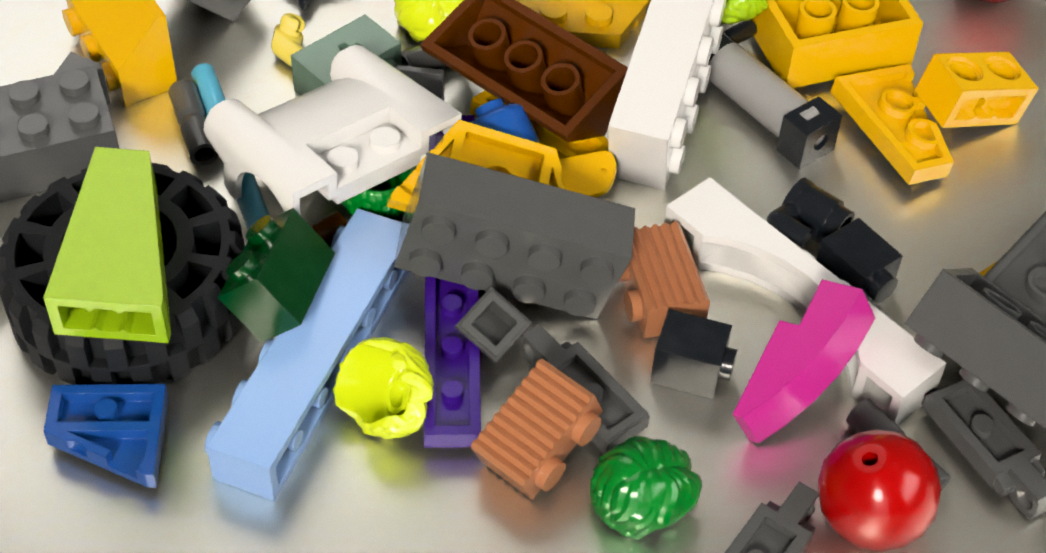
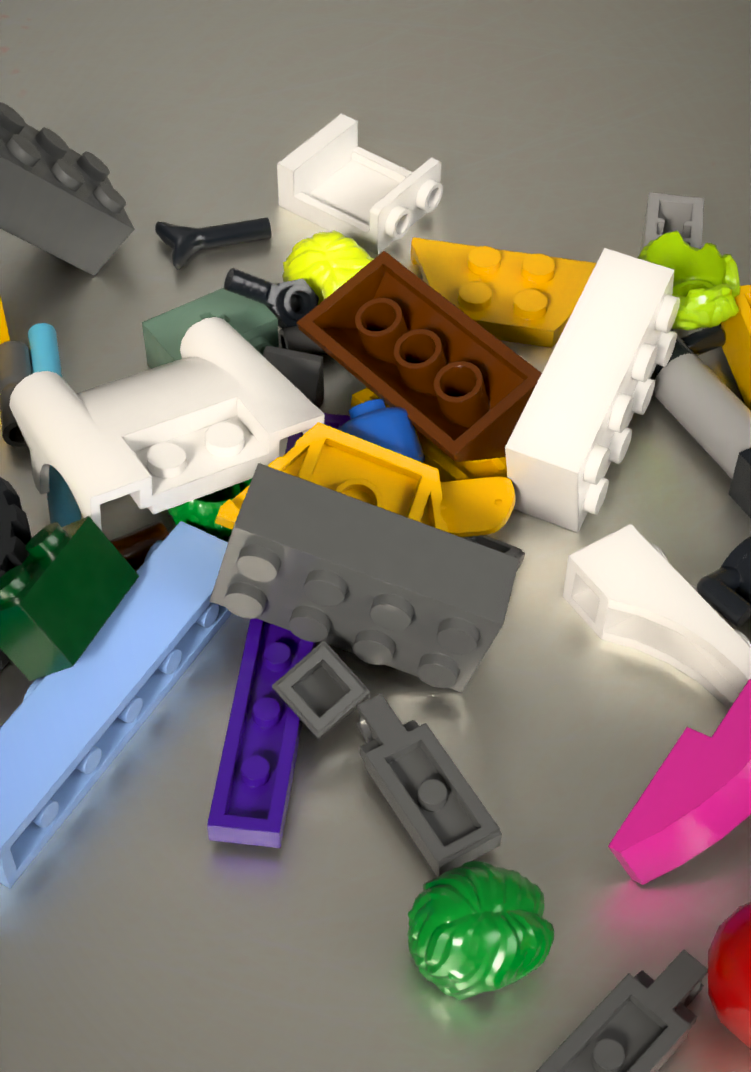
camera: 10 degrees right, 0 degrees up
(288, 37) = (151, 297): light yellow arm -> none
(384, 387) = (169, 757): neon yellow hair -> none
(408, 27) = (286, 300): none -> black piece
(538, 429) = (351, 838): nougat brick -> none
(662, 278) = (549, 654): nougat brick -> none
(693, 354) = (572, 755): black brick -> none

